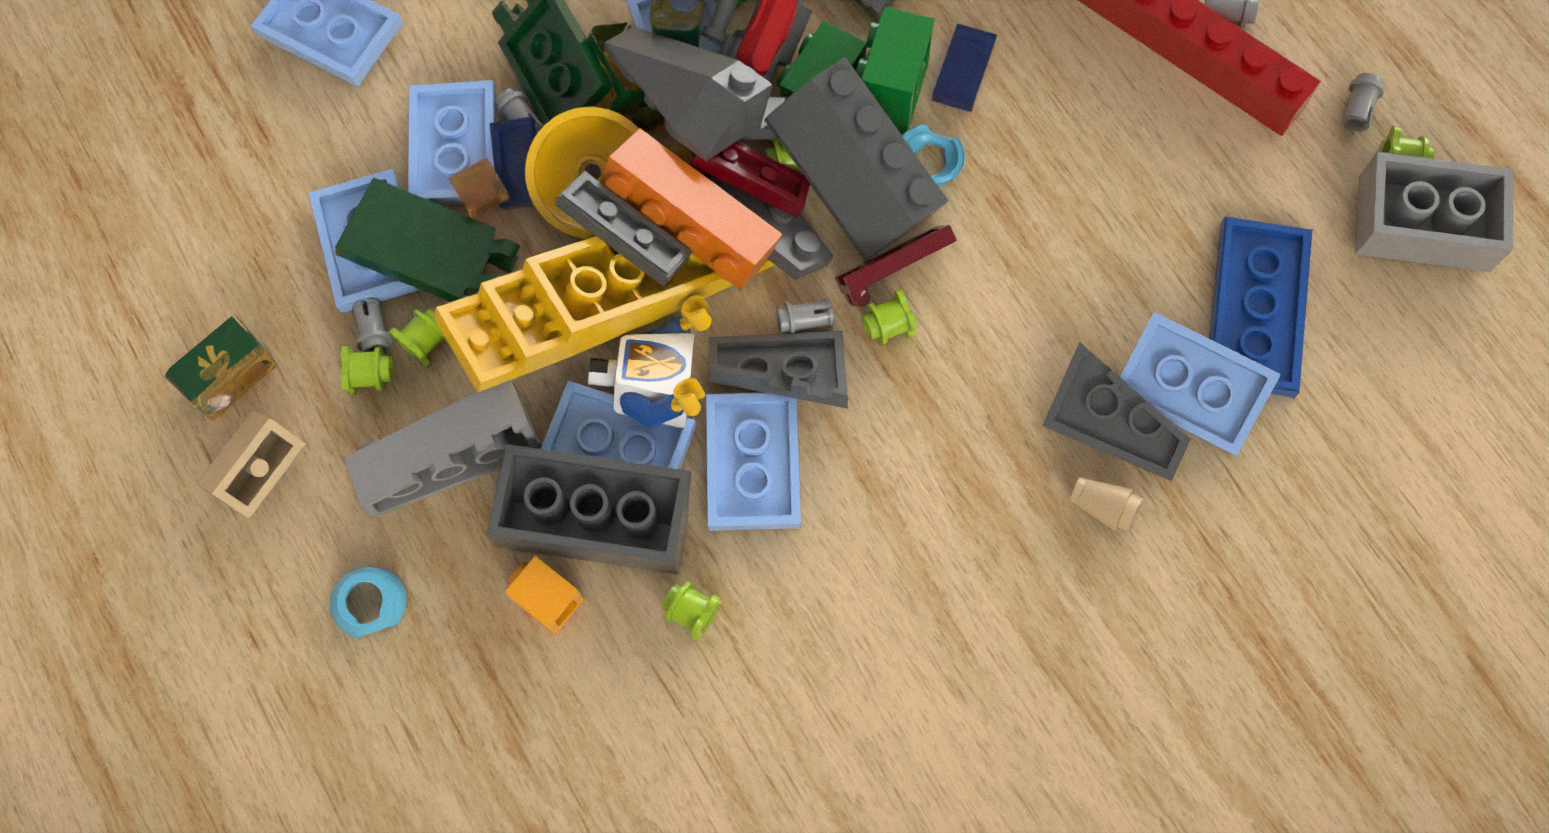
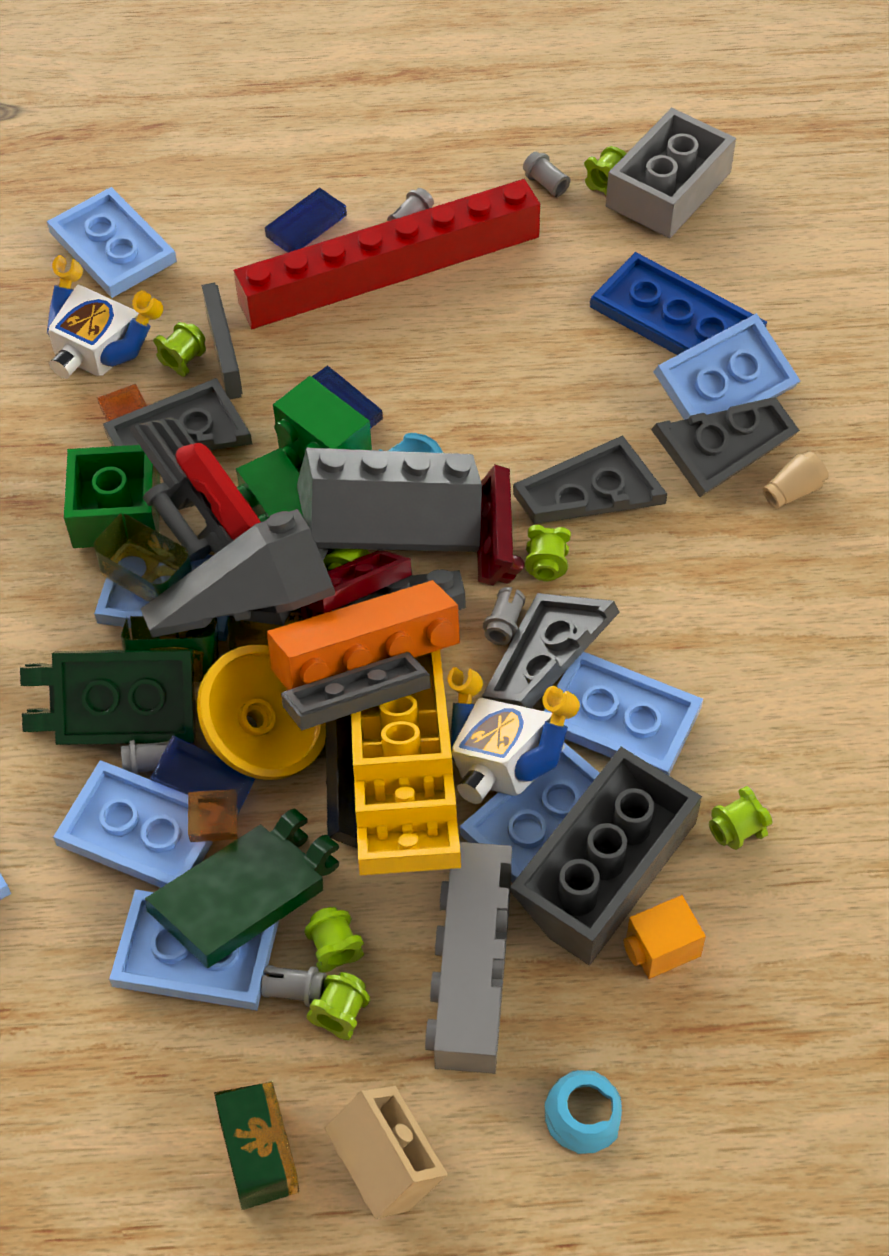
camera: 65 degrees left, 15 degrees down
(993, 321) = (590, 484): none -> dark grey wing

